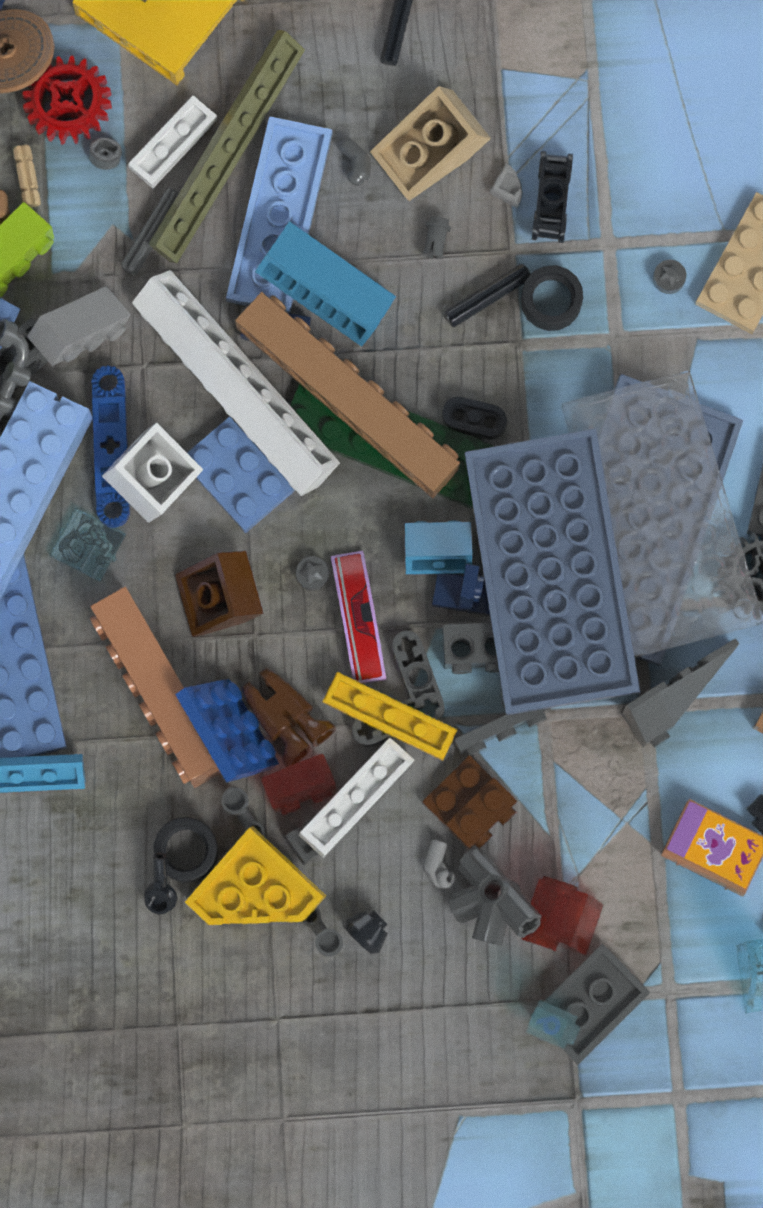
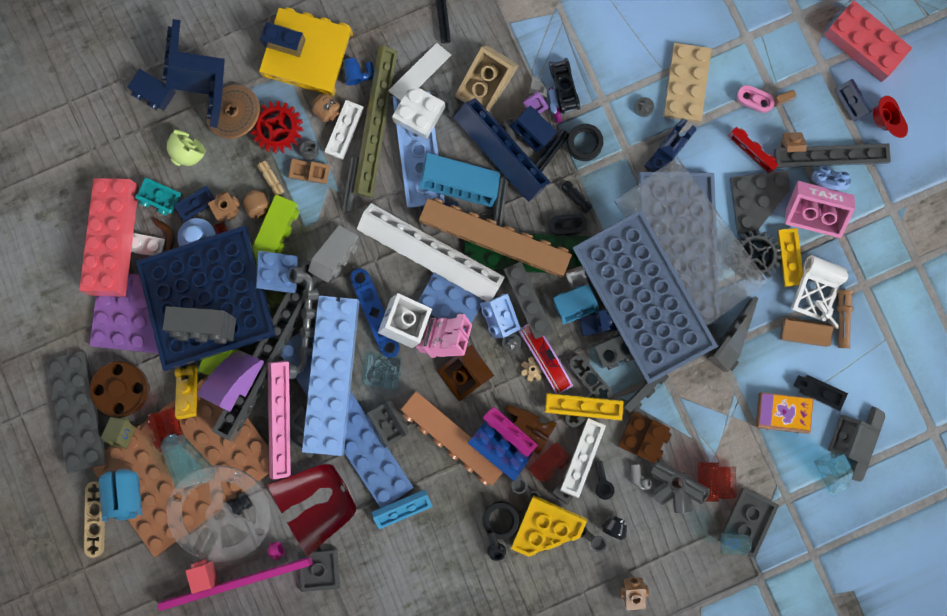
camera: 20 degrees left, 5 degrees up
(63, 628) = (387, 423): none -> dark grey bracket
(91, 187) = (308, 172): none -> medium nougat slope
(156, 96) = (325, 108): none -> medium nougat head
(206, 519) = (444, 336): none -> bright pink hips
(221, 55) = (353, 74): none -> blue piece
(253, 709) = (510, 431): none -> dark pink plate
(300, 153) = (418, 111): none -> white brick
(309, 523) = (500, 316): none -> light blue bracket
(325, 634) = (527, 371): none -> tan plant
(327, 95) = (420, 71): none -> white sticker
(357, 1047) = (634, 593): none -> medium nougat brick
(363, 513) = (528, 300): none -> dark grey plate
(374, 861) = (604, 488): none -> black plate
(380, 342) = (500, 201): none -> dark grey axle
(412, 260) = (501, 149): none -> dark blue brick
(457, 505) = (577, 277): none -> light grey tile
(475, 245) = (533, 129): none -> dark blue brick
(494, 209) = (536, 102): none -> medium lavender plate
(506, 379) = (576, 196): none -> black axle
(524, 223) = (554, 105): none -> light blue piece
(690, 351) = (670, 147): none -> dark blue plate

